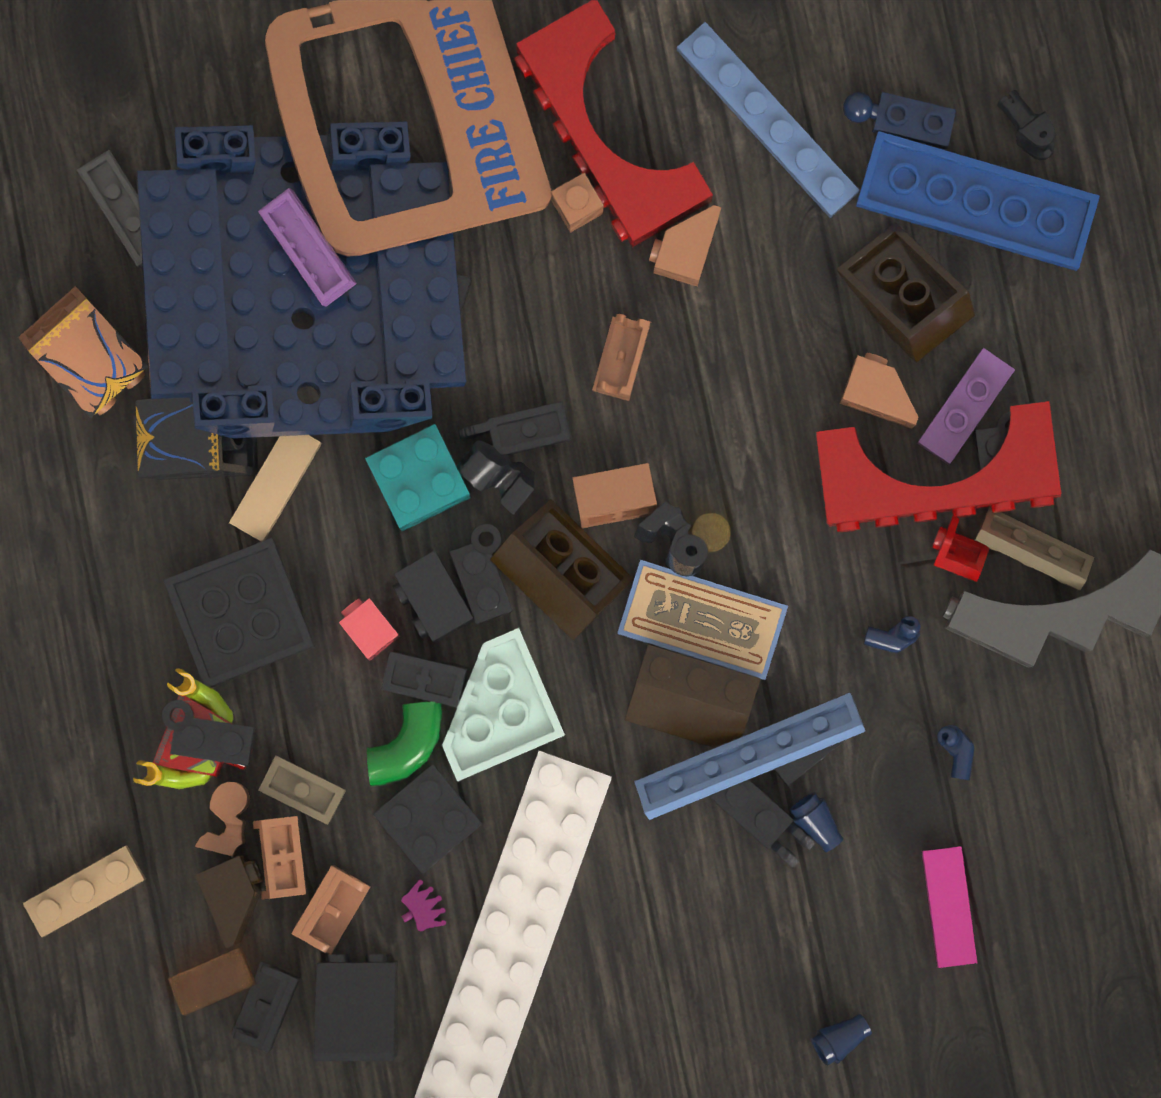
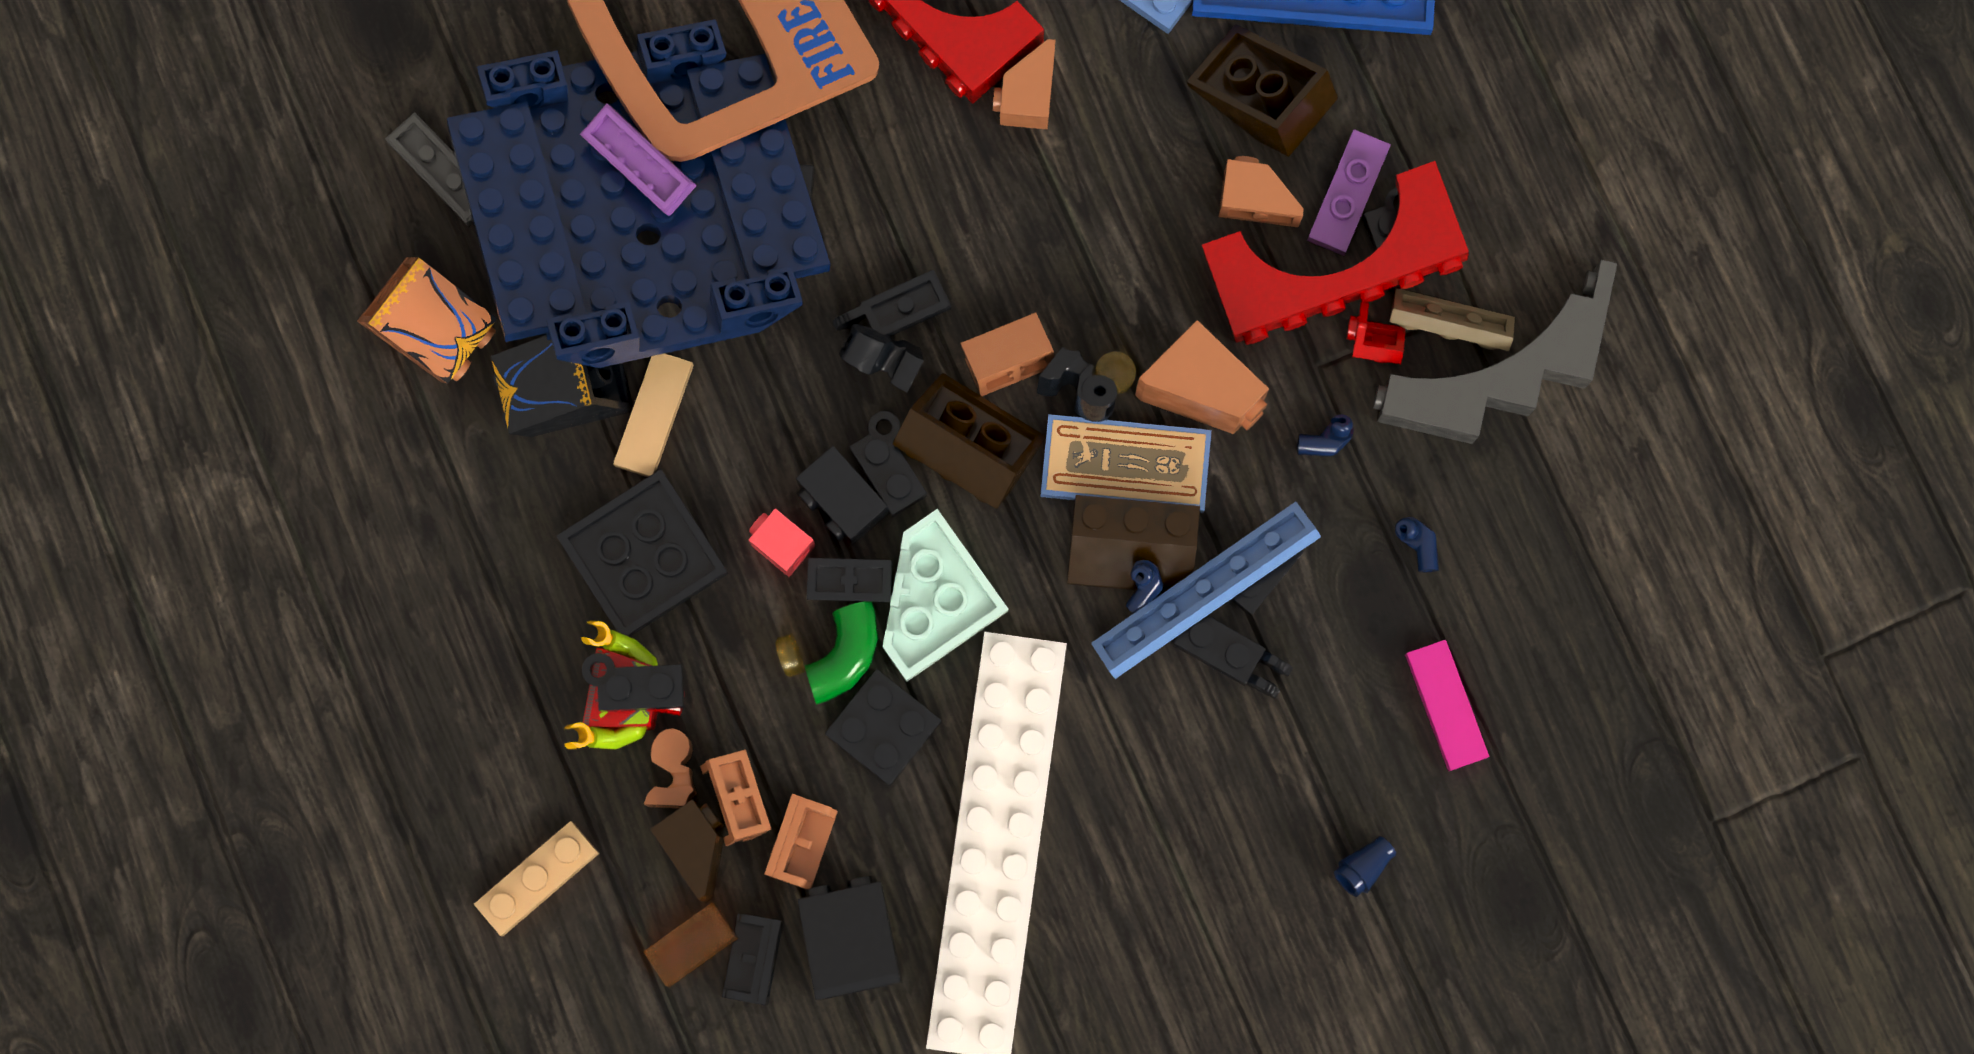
camera: 10 degrees left, 5 degrees down
(302, 790) = (745, 724): dark tan plate -> none
(355, 735) = (789, 655): none -> clear yellow tile
(418, 477) = (801, 376): teal brick -> none
(421, 908) = (896, 823): magenta piece -> none
(577, 202) = (906, 67): nougat brick -> none
(621, 357) = (985, 213): nougat hinge -> none
(698, 739) = (1148, 584): none -> dark blue arm
(790, 563) = (1204, 383): none -> nougat slope
(816, 820) = (1288, 643): dark blue cone -> none

